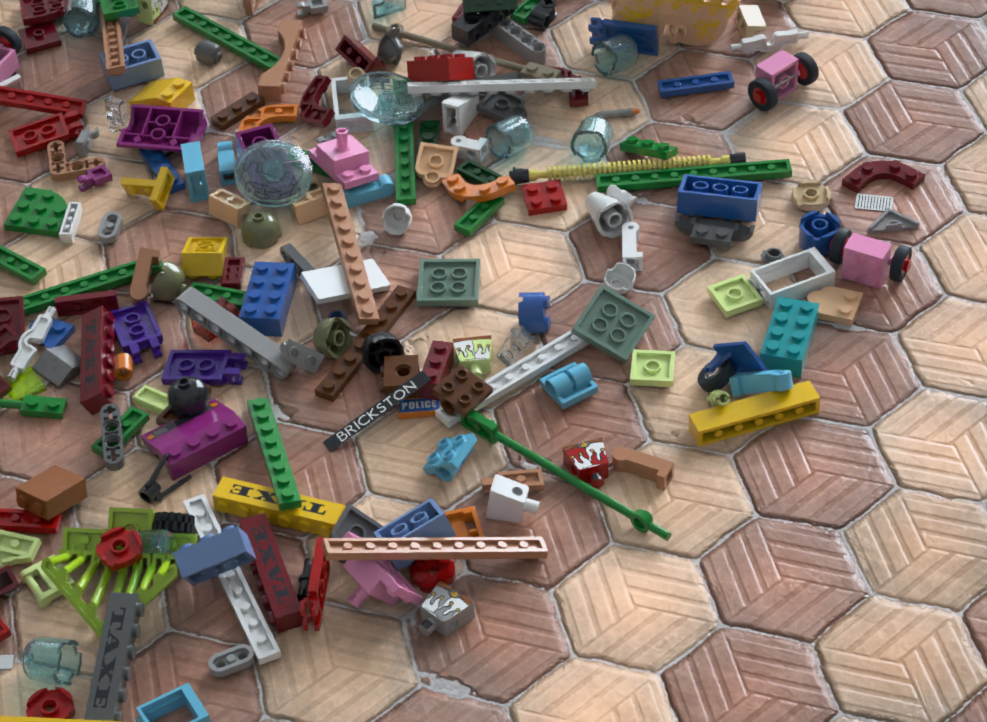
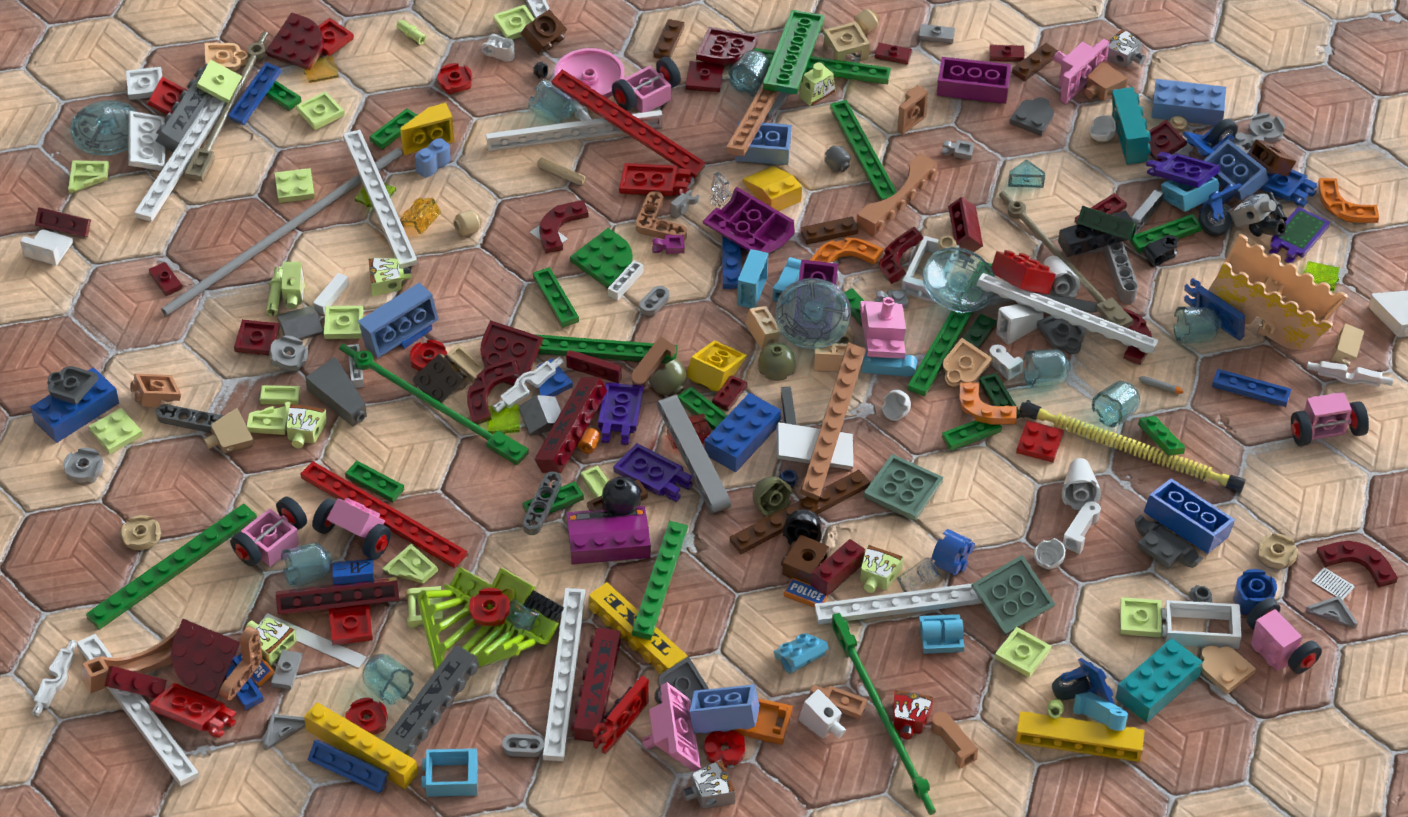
camera: 25 degrees right, 5 degrees up
(51, 492) = (467, 530): dark orange brick -> none
(151, 489) = (547, 565): black plant -> none
(157, 189) = (712, 282): yellow bracket -> none
(214, 555) = (555, 650): medium blue brick -> none
(301, 355) = (734, 500): light grey hinge -> none
(376, 411) = (766, 581): black sticker -> none
(390, 47) = (997, 227): dark grey piece -> none
(434, 548) = (729, 731): nougat plate -> none
(461, 392) = (842, 598): reddish brown plate -> none
(622, 195) = (1105, 475): white hair -> none
(673, 176) = (1197, 484): green plate -> none

